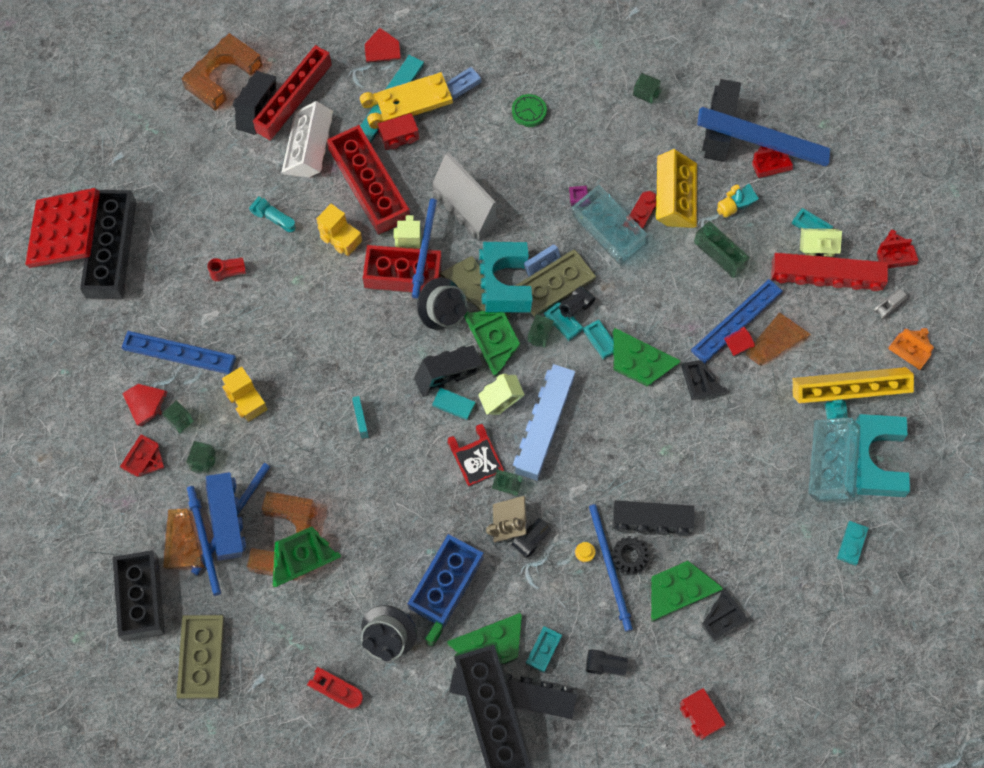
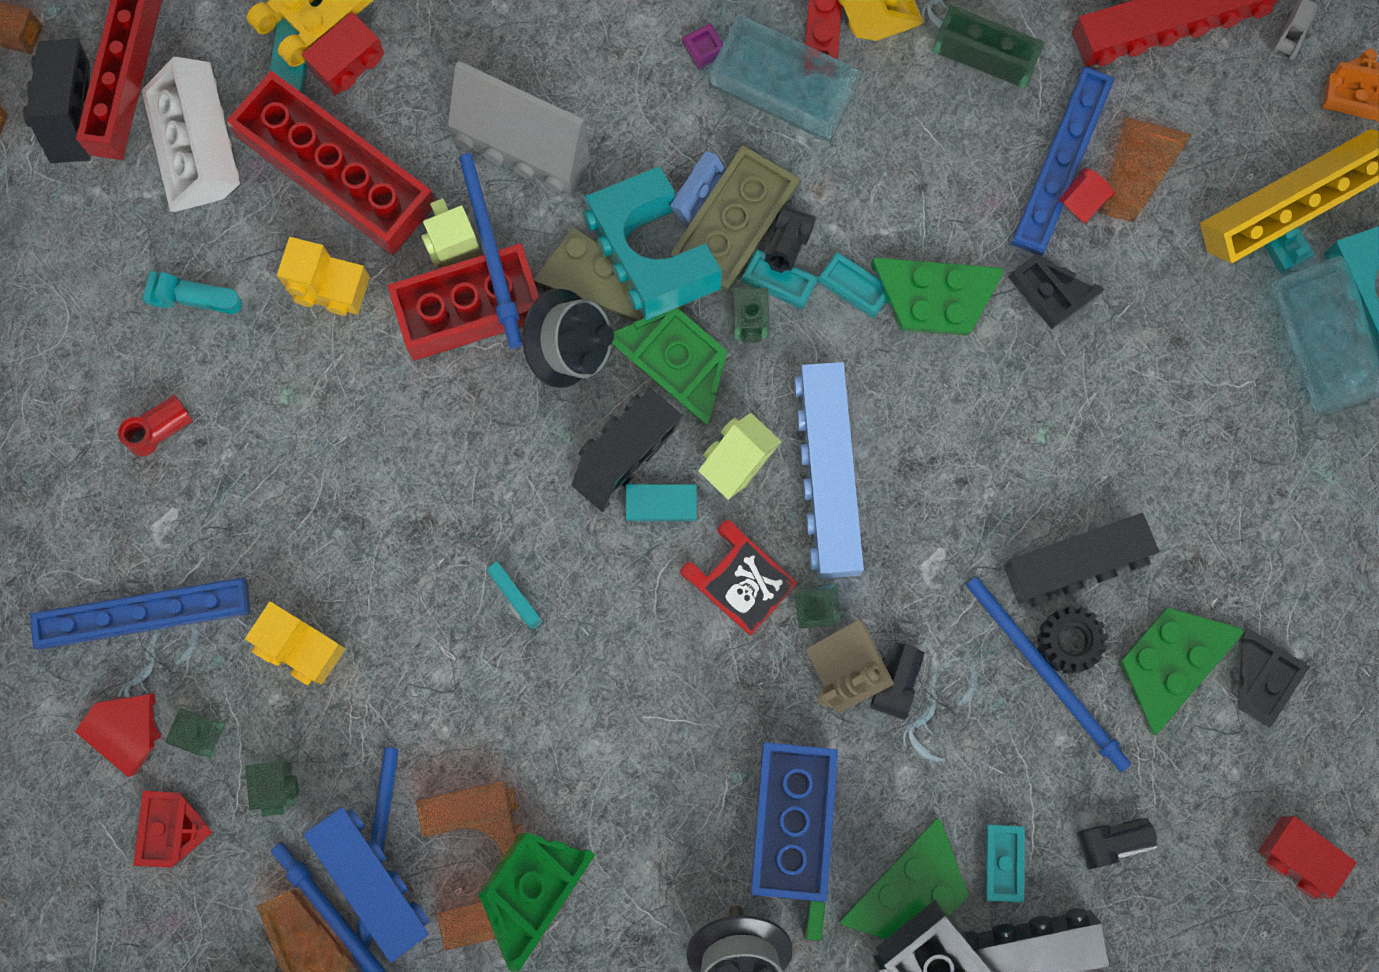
camera: 25 degrees left, 10 degrees up
(585, 552) = (995, 666): yellow plate -> none

